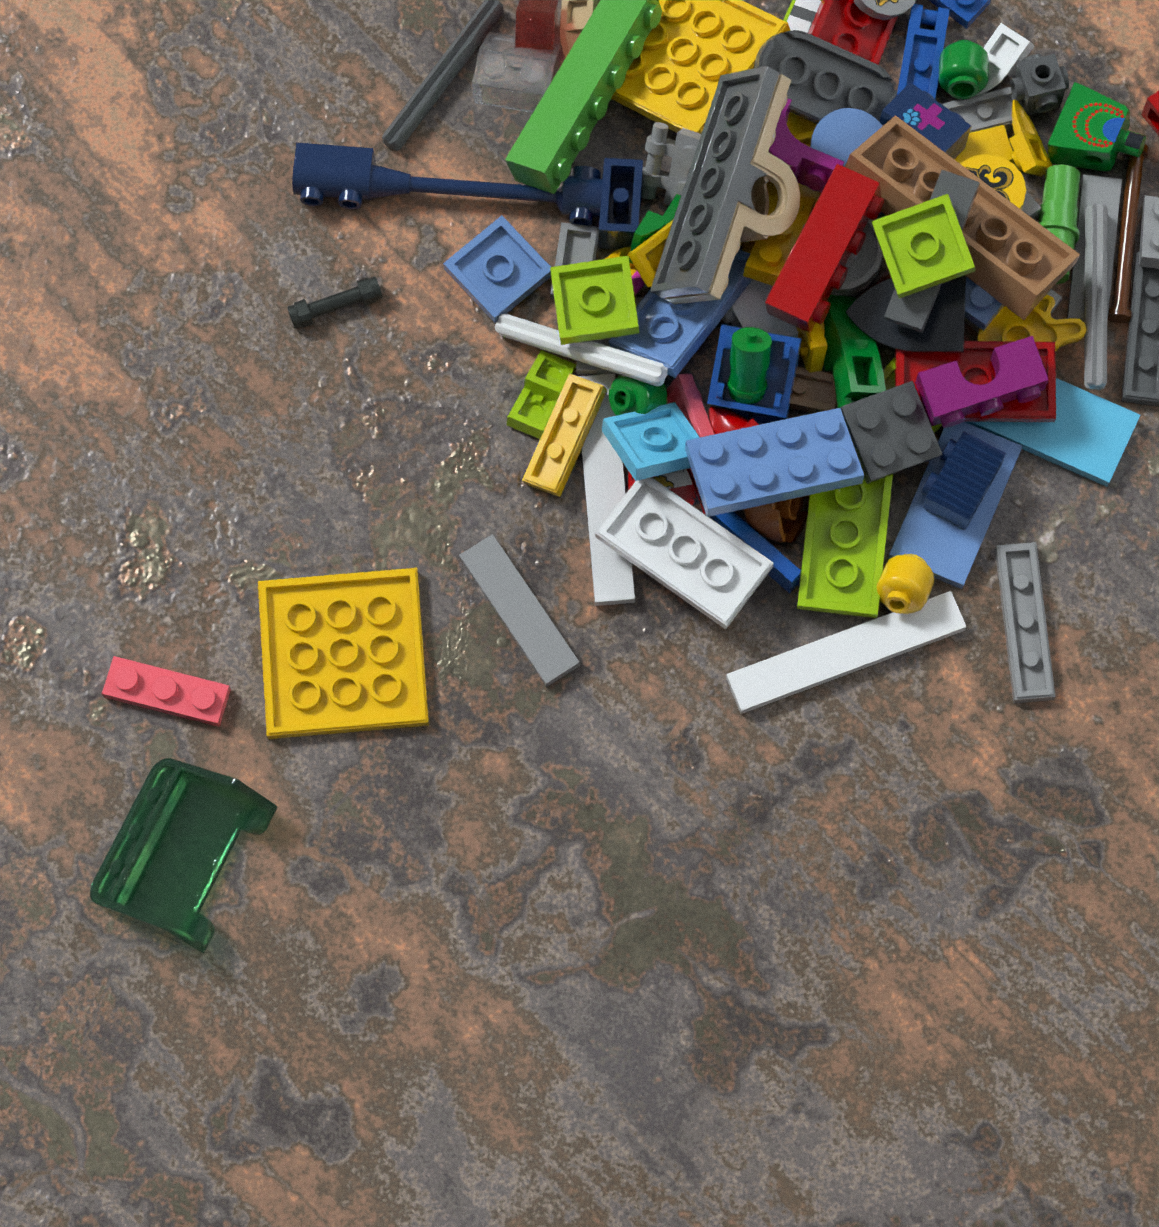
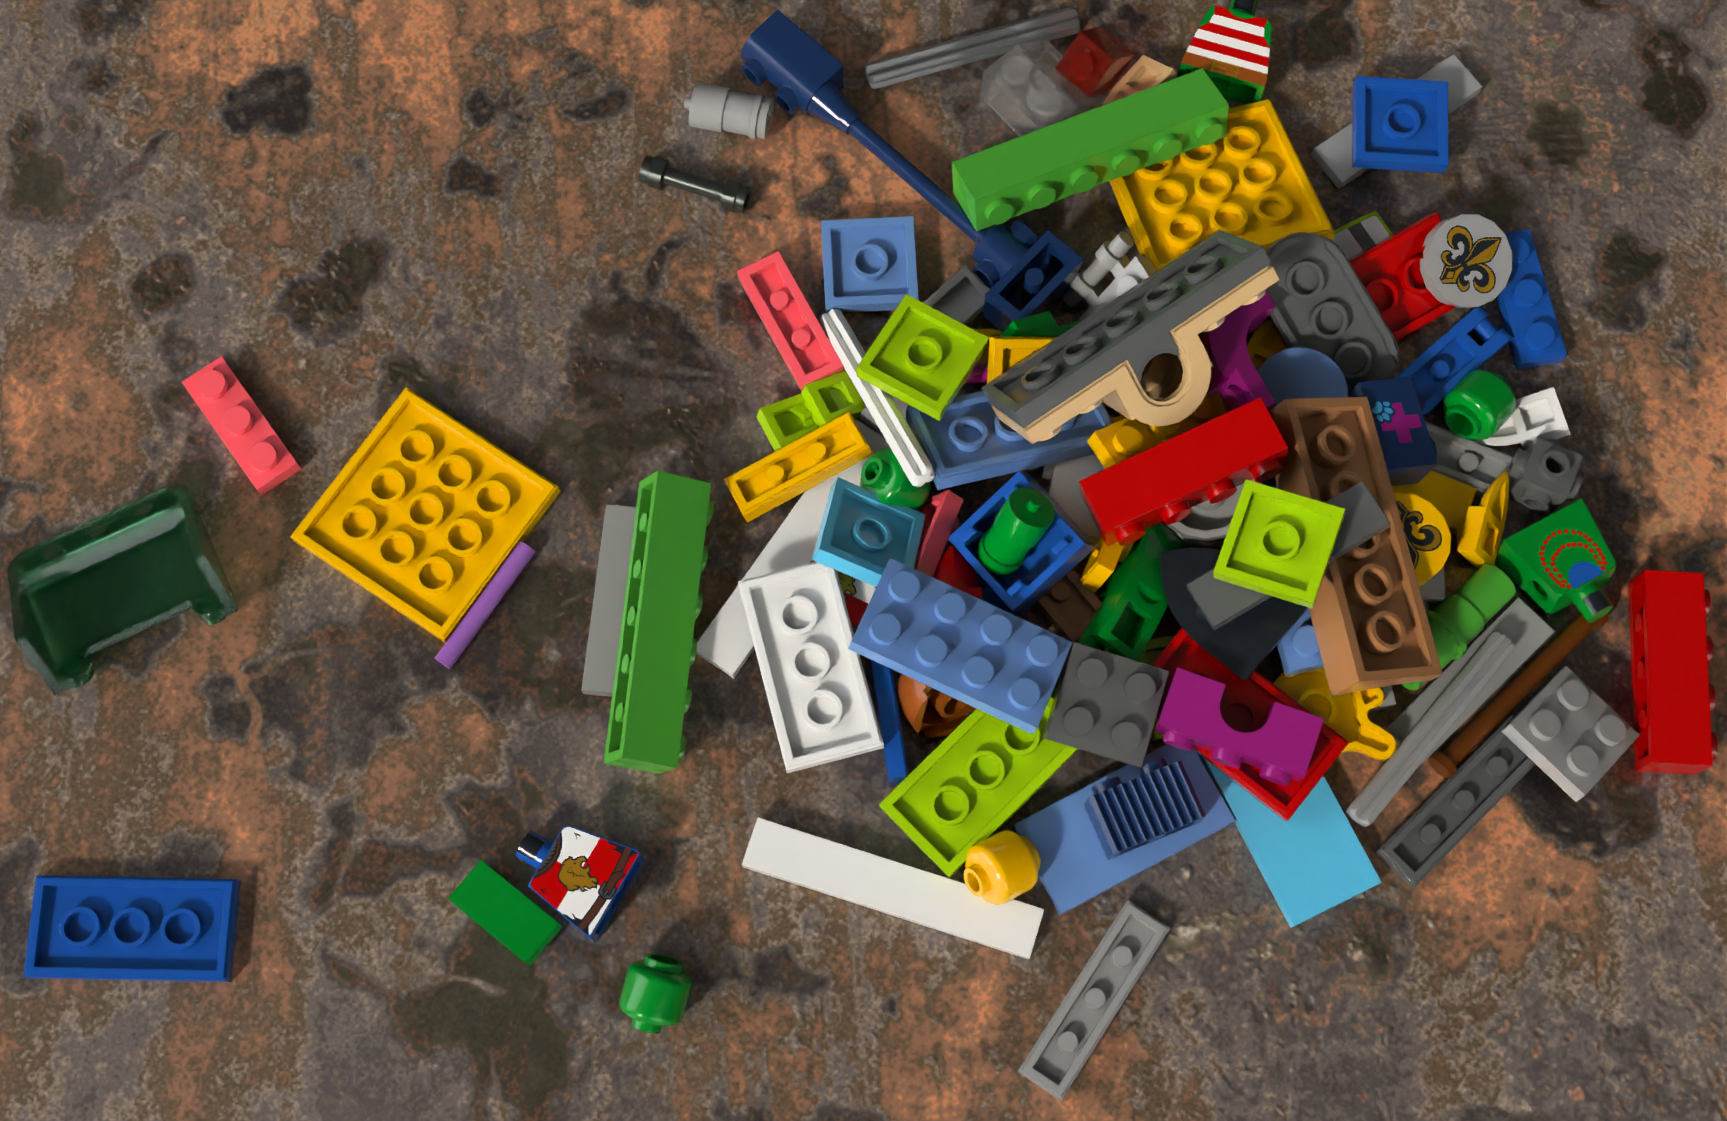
camera: 35 degrees right, 0 degrees up
(318, 235) = (726, 110): none -> light grey piece
(384, 1058) = (132, 928): none -> blue tile
(434, 680) = (485, 605): none -> medium lavender bar
(477, 345) = (789, 320): none -> coral plate
(561, 601) = (659, 624): none -> bright green brick
(617, 856) = (505, 912): none -> green slope
(646, 796) = (580, 875): none -> torso
(755, 828) = (655, 992): none -> green head

